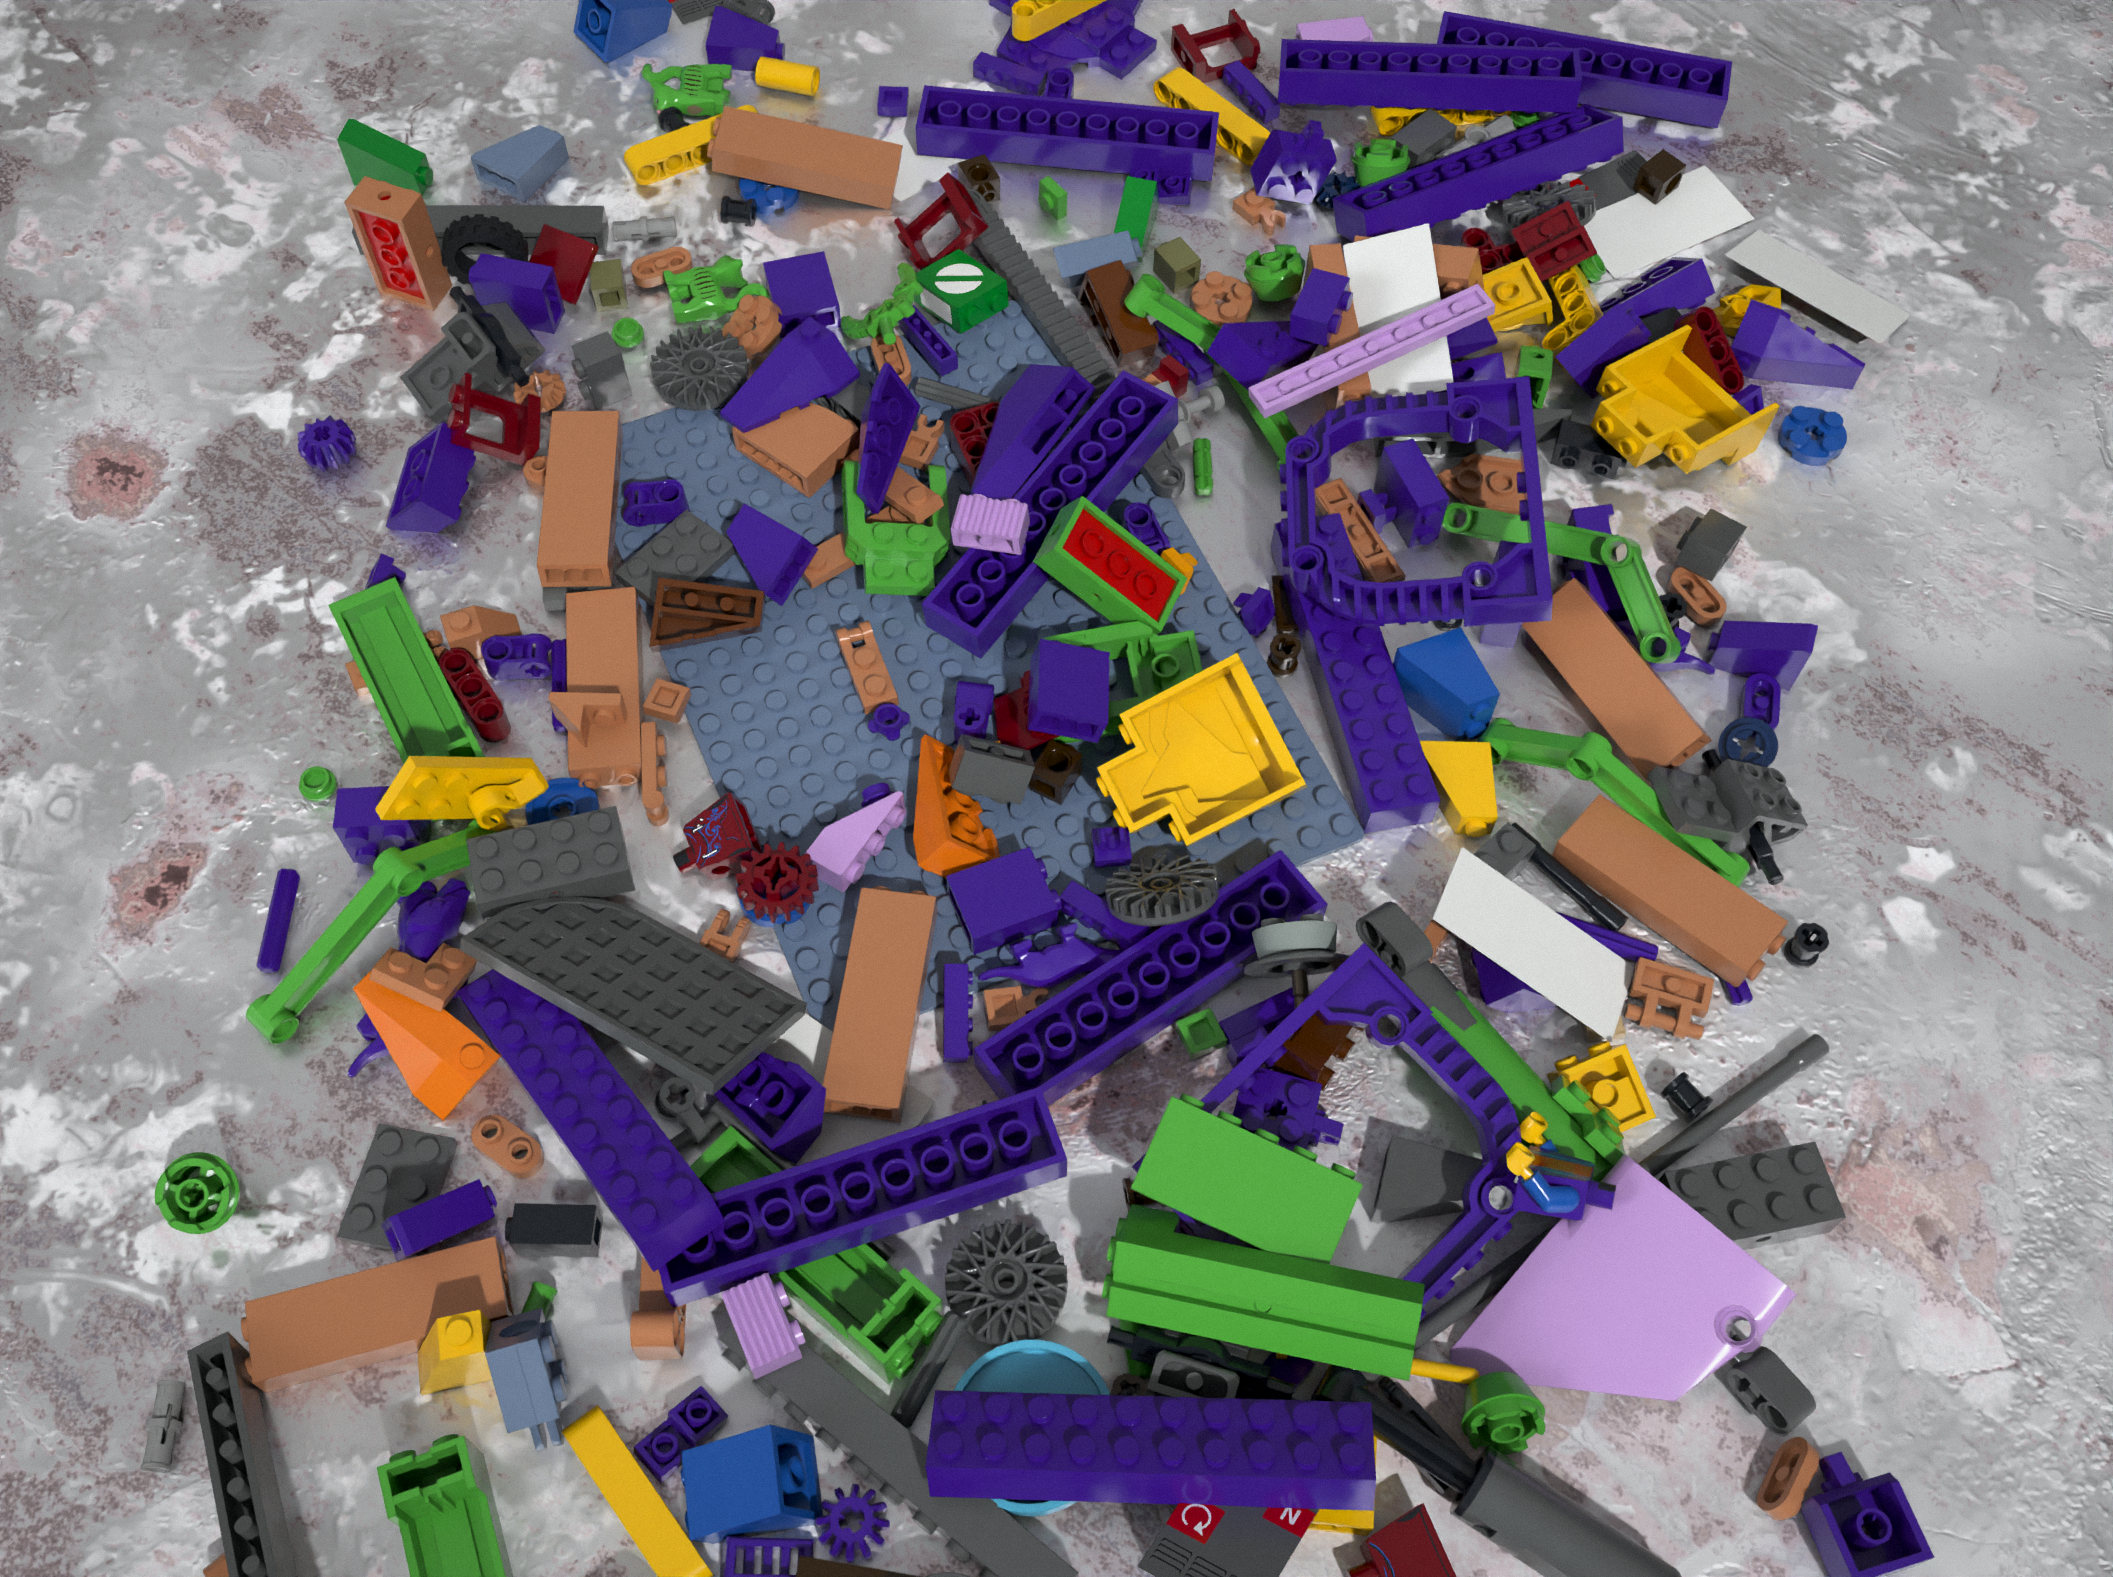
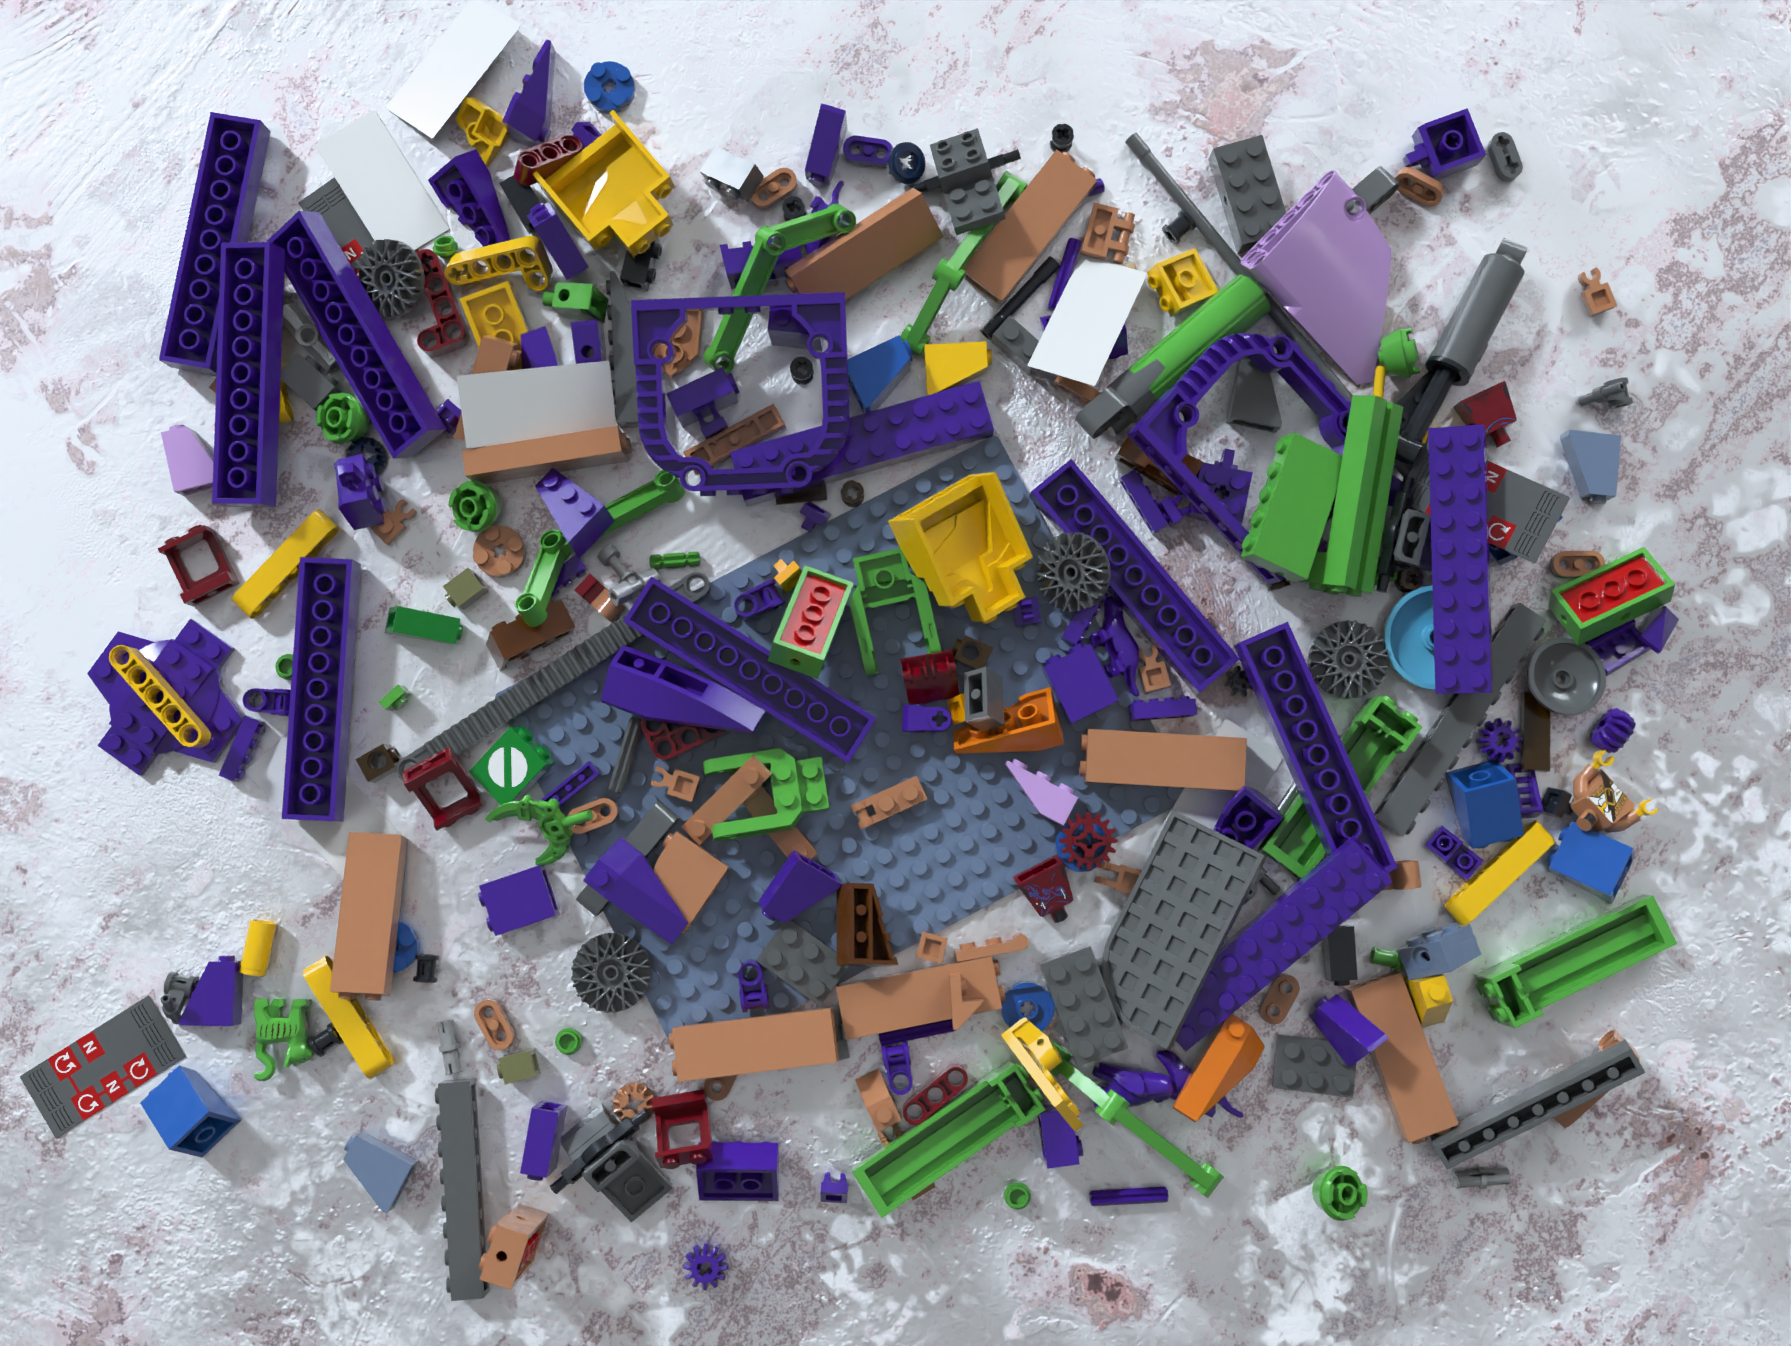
camera: 90 degrees left, 25 degrees up
(383, 158) = (393, 1290): green slope -> none
(428, 982) = (1187, 1073): nougat plate -> none
(479, 230) = (505, 1174): black tyre -> none
(568, 256) = (505, 1109): dark red slope -> none
(601, 371) = (624, 1053): dark grey brick -> none
(704, 287) = (520, 982): bright green animal -> none
(753, 312) = (566, 947): nougat plate -> none
(762, 1324) = (1400, 806): lavender brick -> none
(875, 793) = (1003, 780): dark purple plate -> none
(883, 435) = (687, 808): dark purple wedge -> none
(885, 713) = (943, 777): dark purple plate -> none
(893, 101) = (282, 849): dark purple plate -> none
(929, 1368) = (1407, 703): dark grey axle -> none
(990, 524) = (783, 714): lavender brick -> none
(1068, 690) = (923, 645): dark purple brick -> none
(1085, 255) = (477, 654): sand blue slope -> none
(1171, 189) = (372, 607): dark purple slope -> none
(1201, 1033) = (1161, 543): bright green plate -> none
(1251, 91) = (249, 532): dark purple piece -> none
(1295, 951) = (1123, 477): piece -> none
(1320, 307) = (543, 465): dark purple brick -> none
(1371, 350) = (587, 423): lavender plate -> none
(1553, 1181) = (1273, 312): torso -> none
(1554, 241) = (442, 276): dark red slope -> none
(1598, 1125) = (1215, 284): bright green plate -> none
(1659, 176) = (340, 183): dark brown brick -> none

